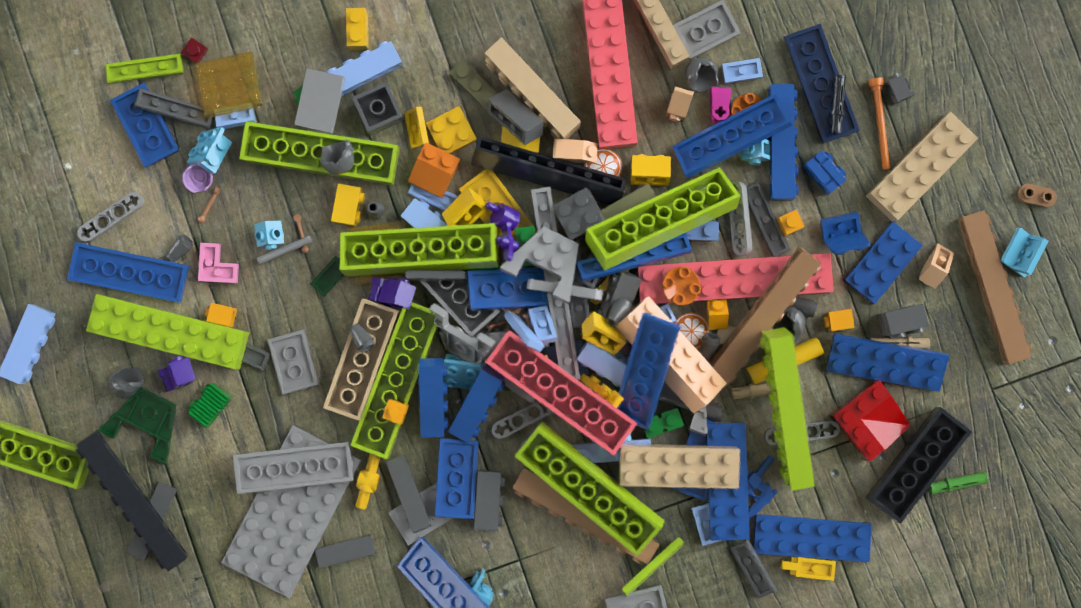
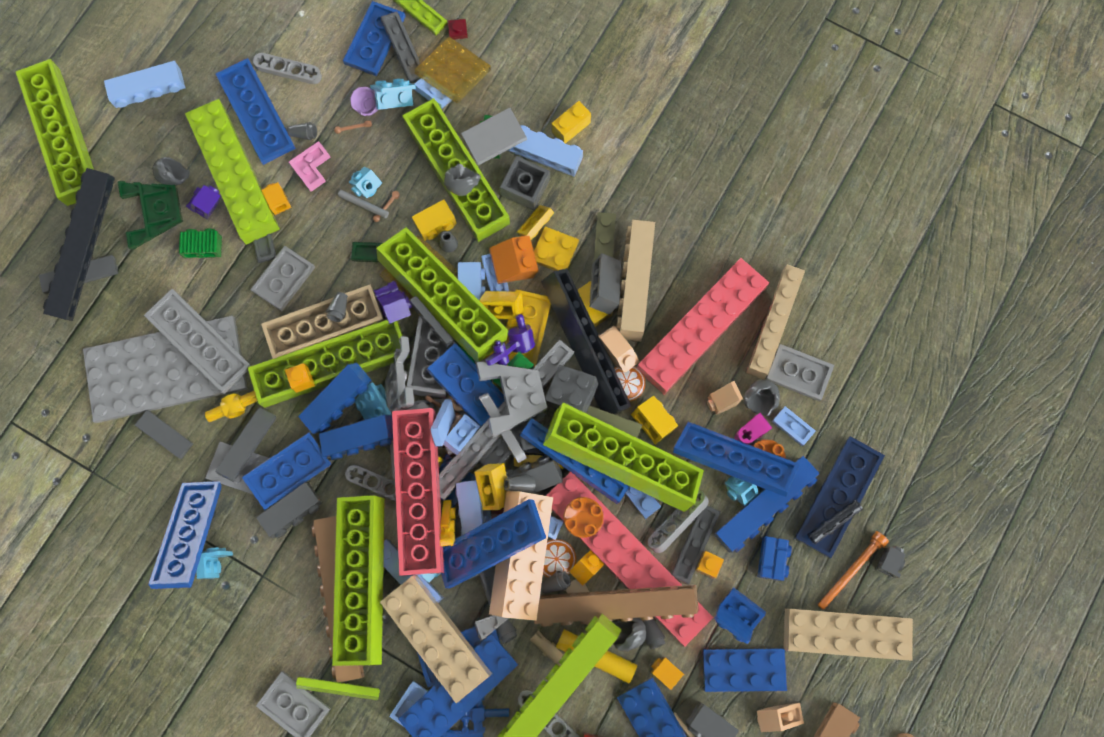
camera: 50 degrees right, 10 degrees down
(669, 421) = (469, 601): green piece -> none

